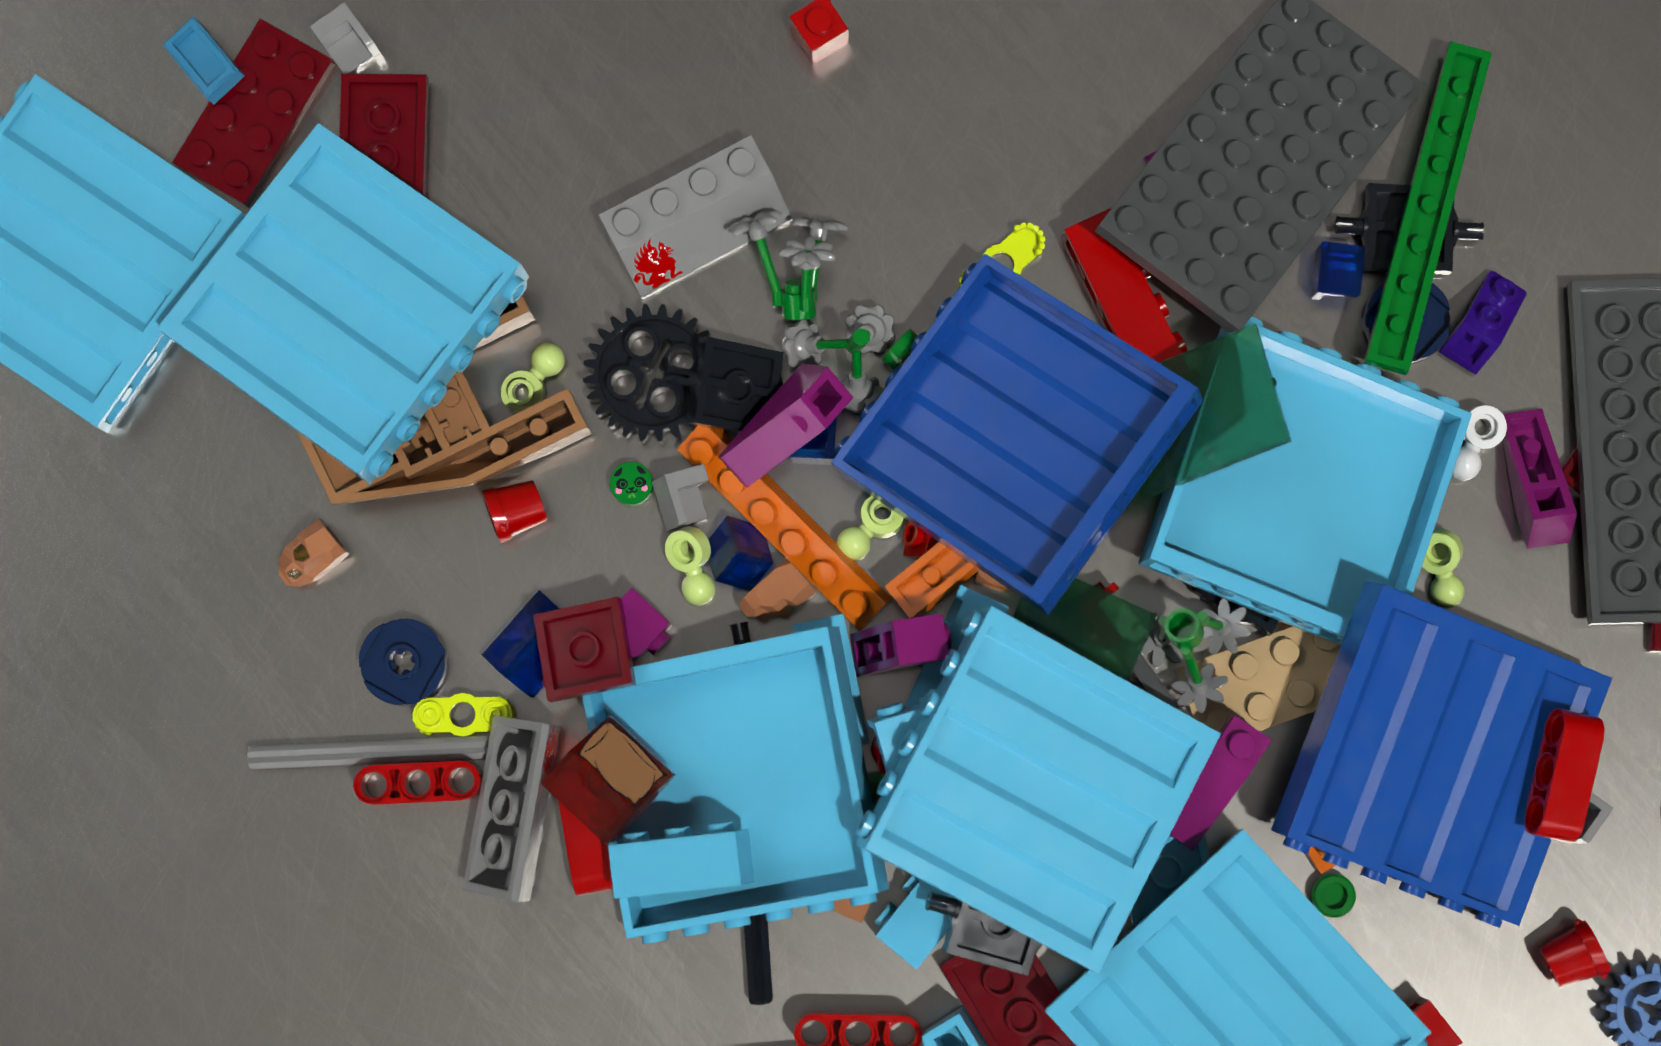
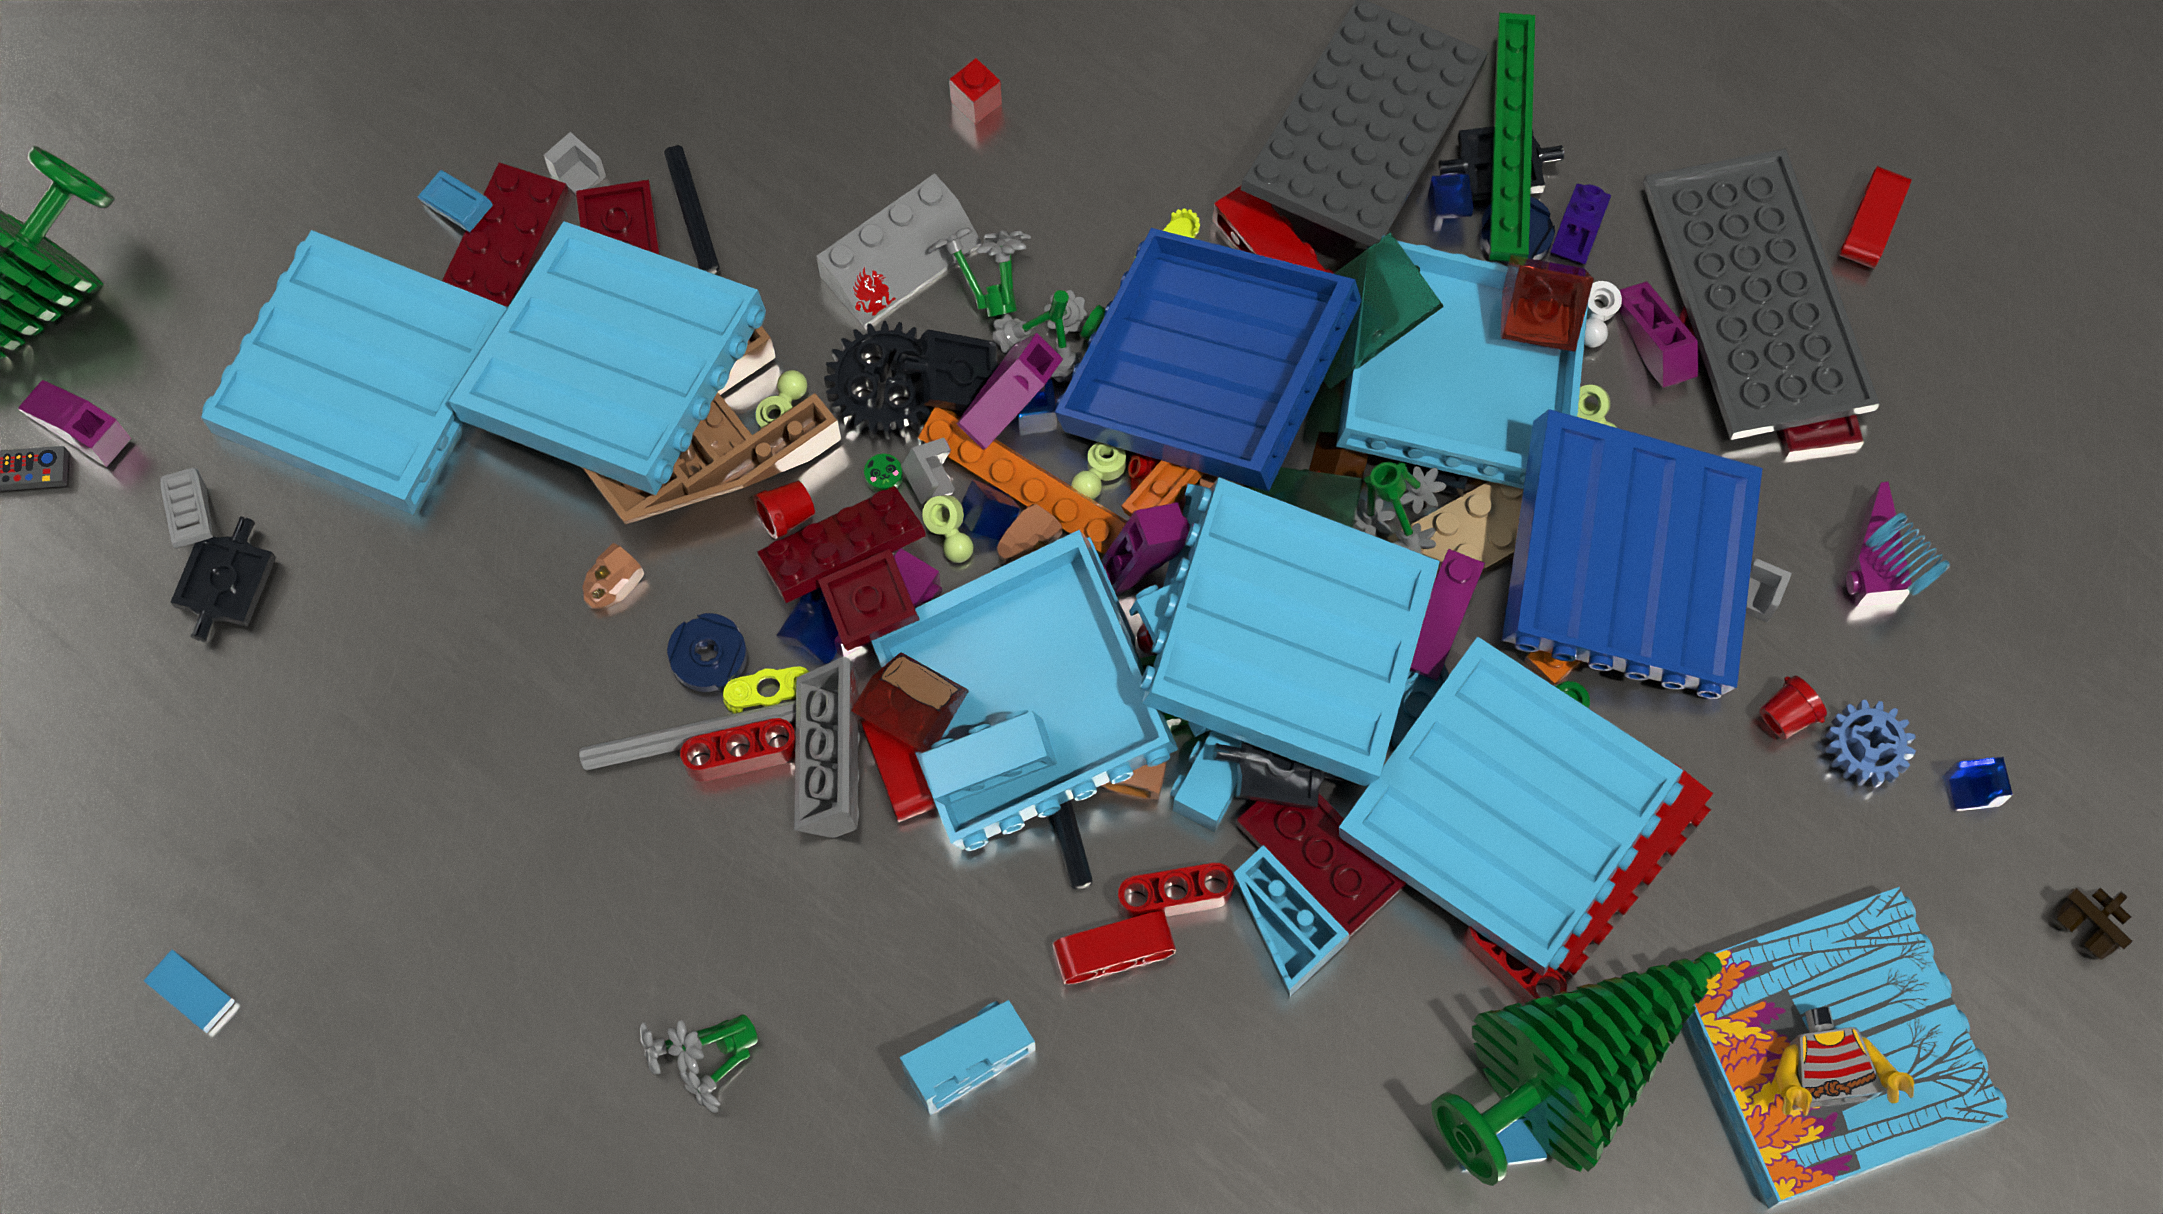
camera: 15 degrees left, 15 degrees down
(470, 117) = (691, 209): none -> black axle
(568, 566) = (839, 542): none -> dark red plate
(1132, 579) = (1336, 460): none -> reddish brown panel
(1413, 433) = (1544, 303): none -> clear red slope
(1564, 775) = (1742, 548): red beam -> none

